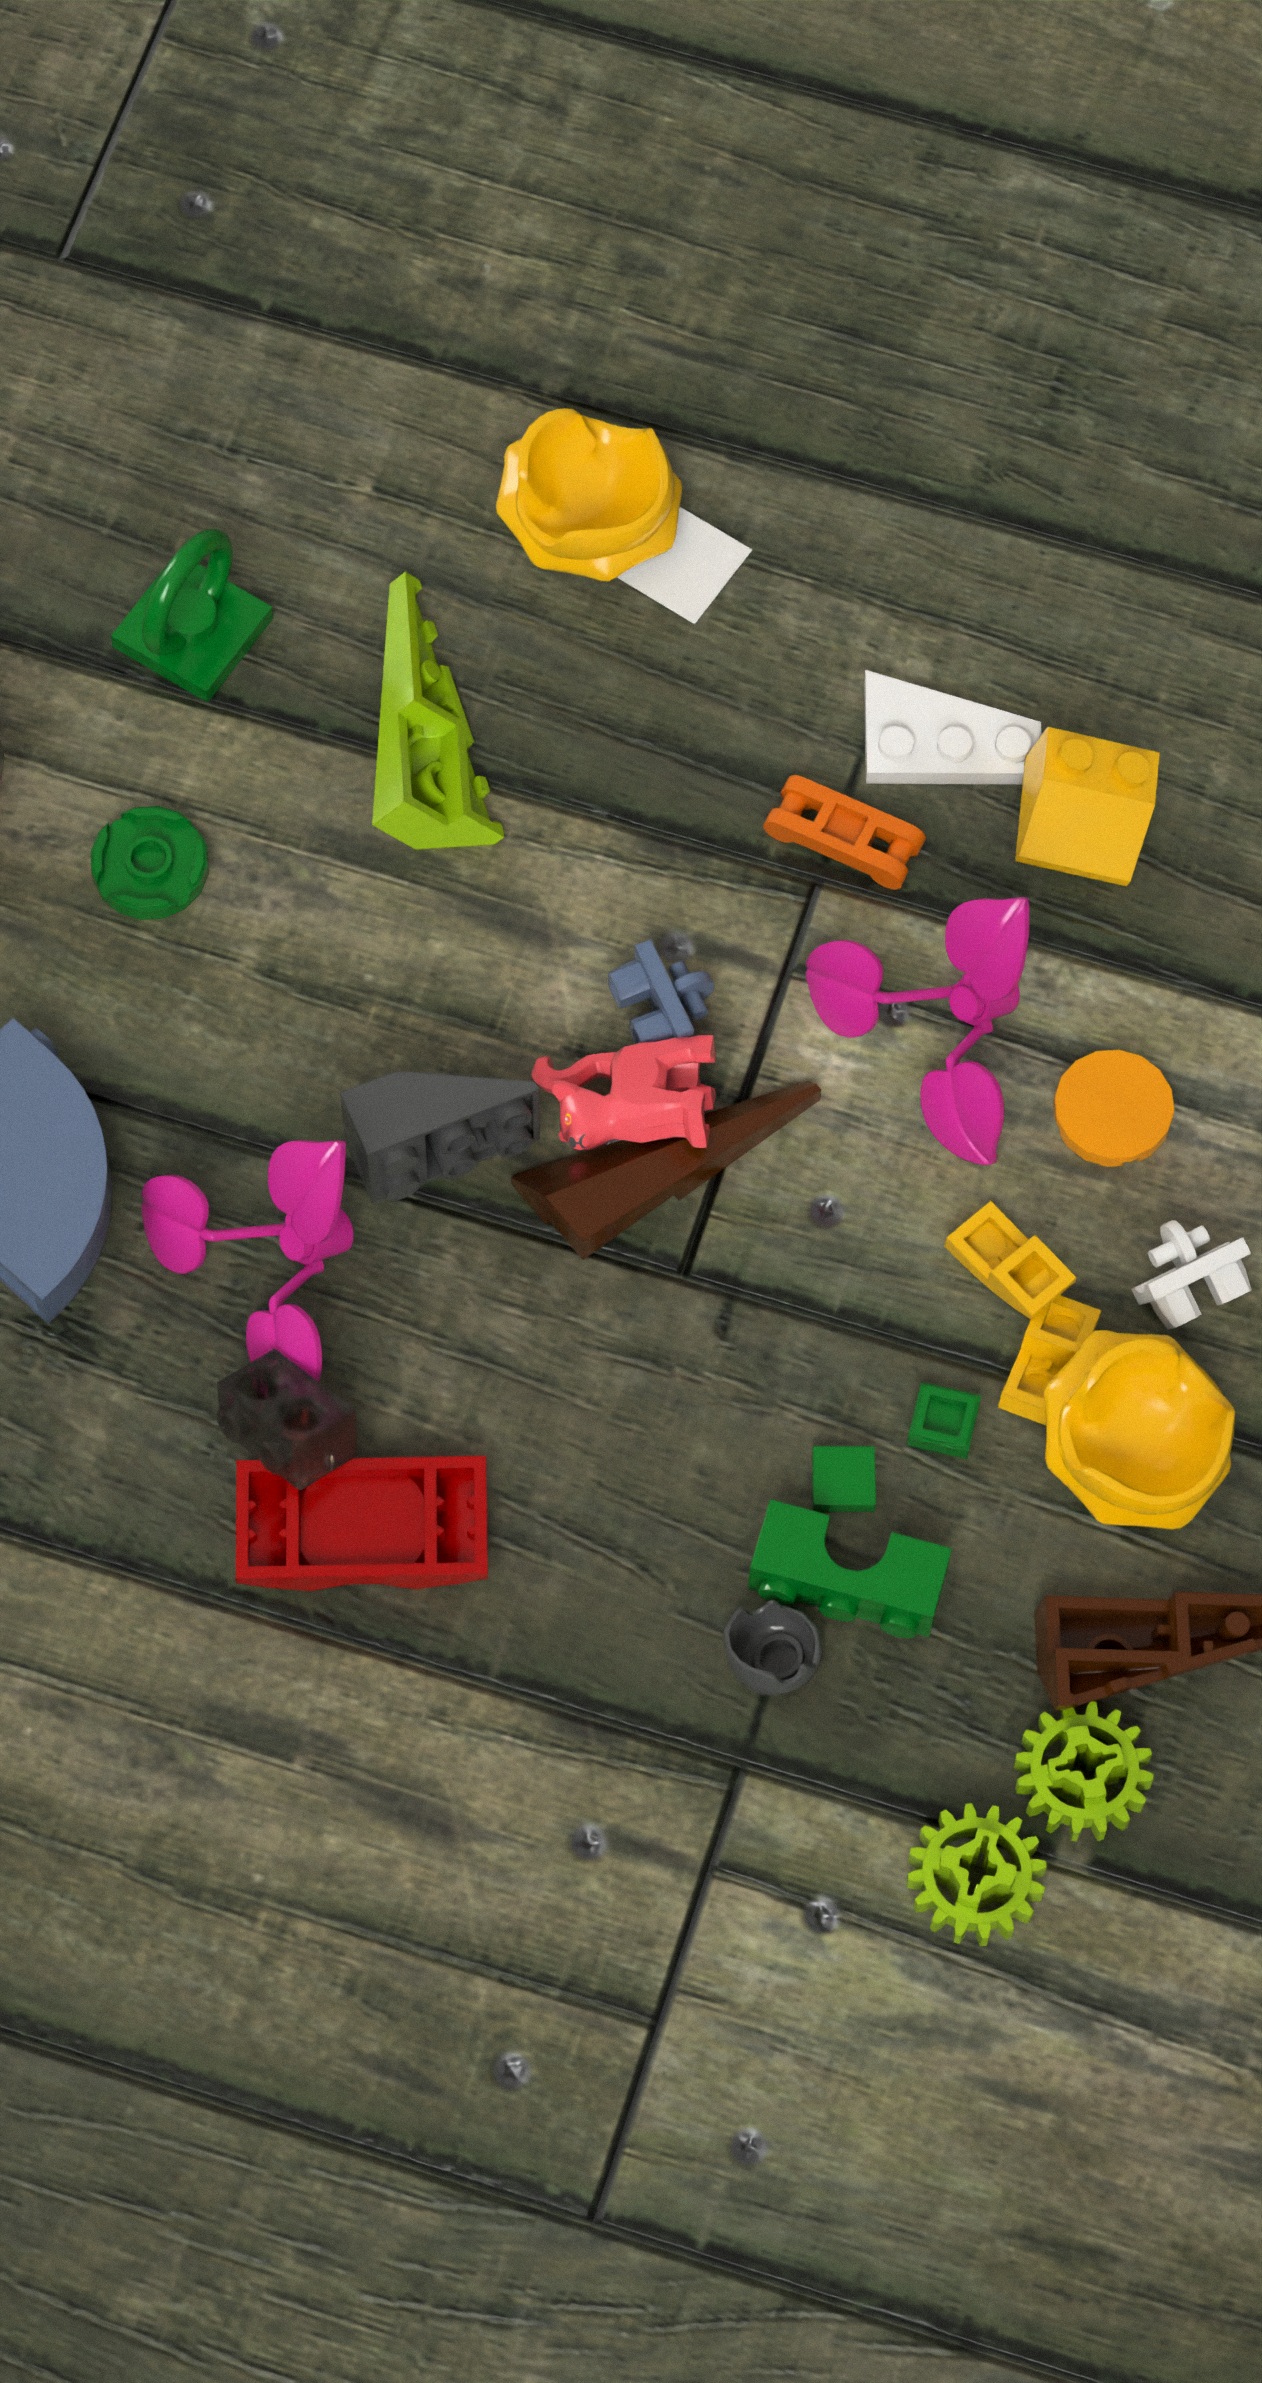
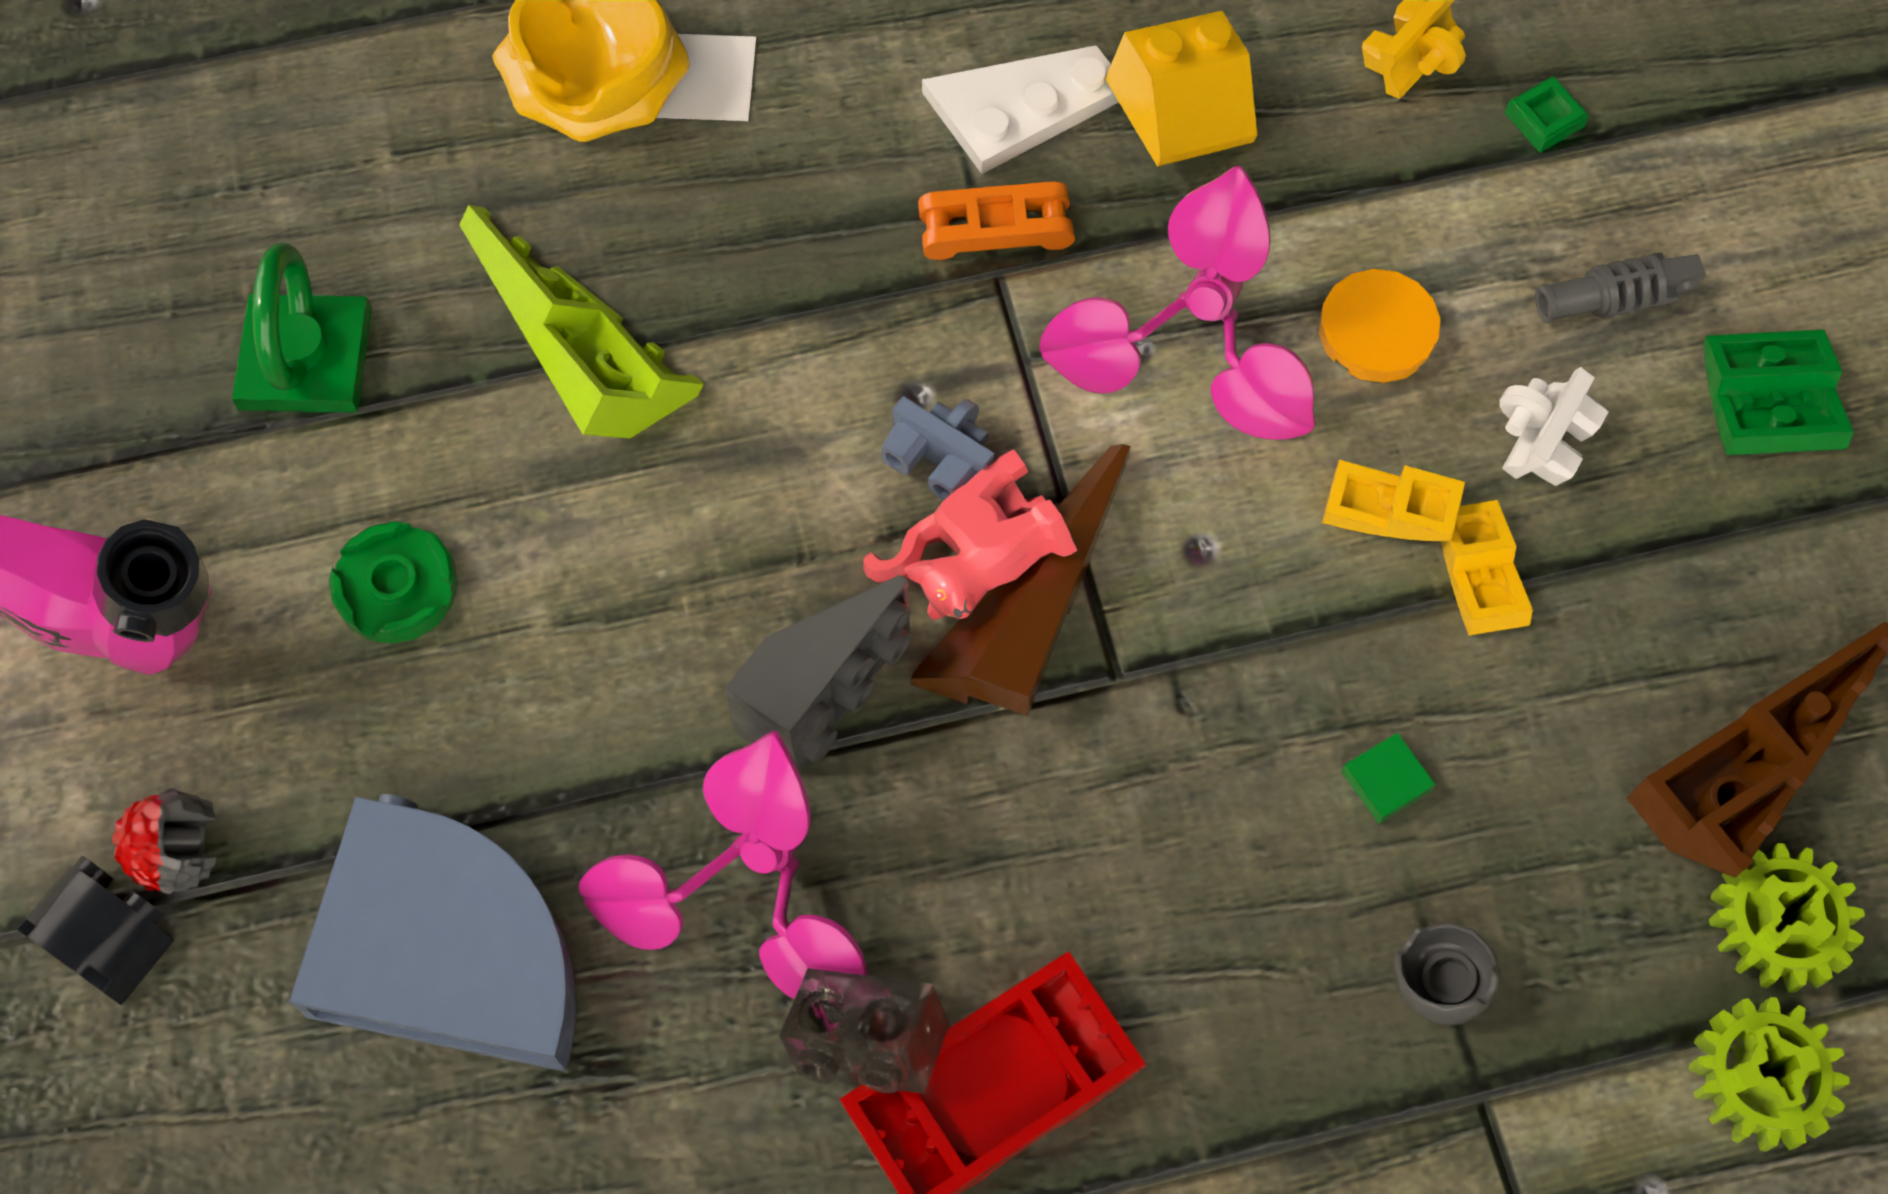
camera: 30 degrees left, 0 degrees up
(895, 1592) = (1407, 880): green arch -> none
(943, 1420) = (1433, 674): green tile -> none
(1137, 1430) = (1611, 584): yellow piece -> none

